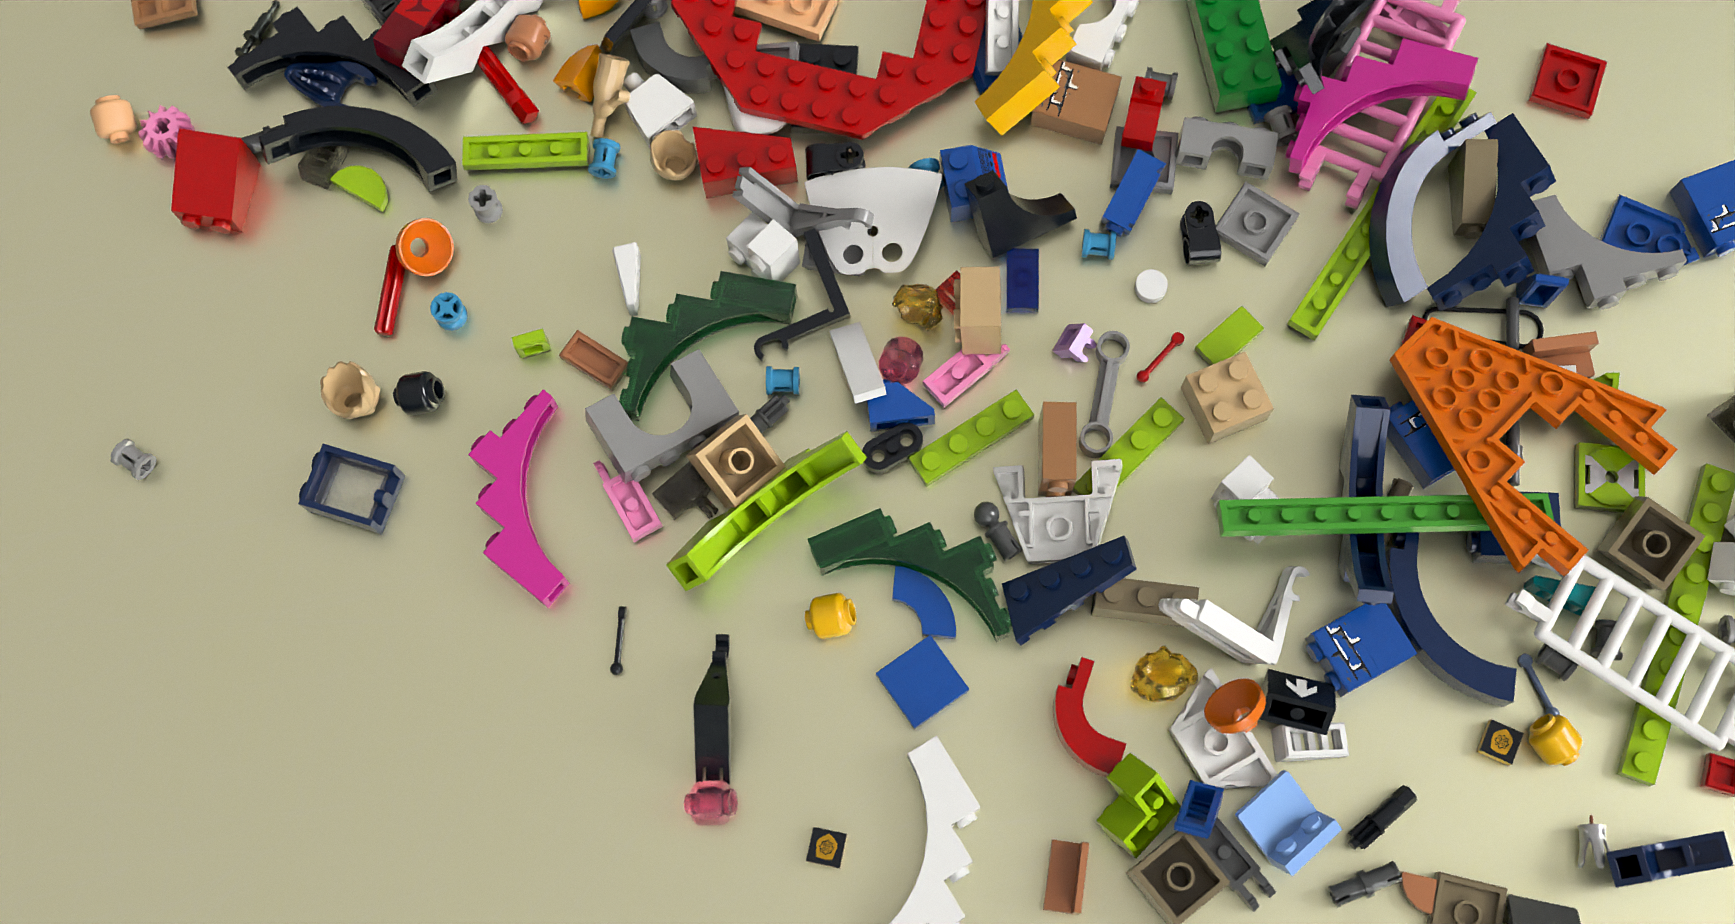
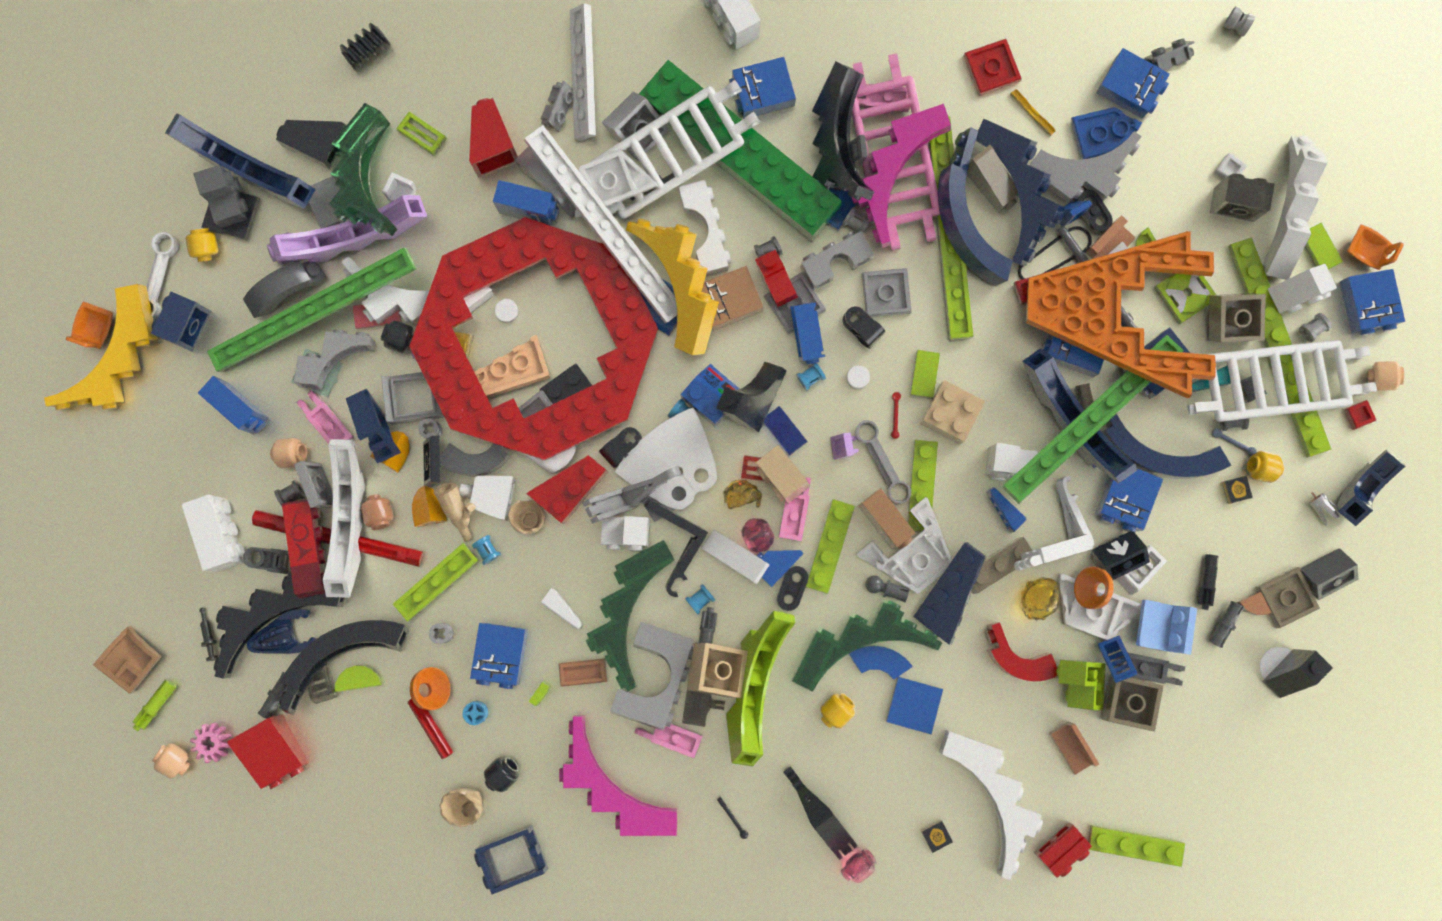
camera: 45 degrees left, 10 degrees up
(146, 55) = (154, 704): none -> lime piece
(524, 271) = (498, 655): none -> blue brick
(1203, 555) = (1008, 512): none -> blue slope
(1568, 312) = (1097, 211): none -> black plate
(1577, 160) = (1032, 112): none -> yellow piece

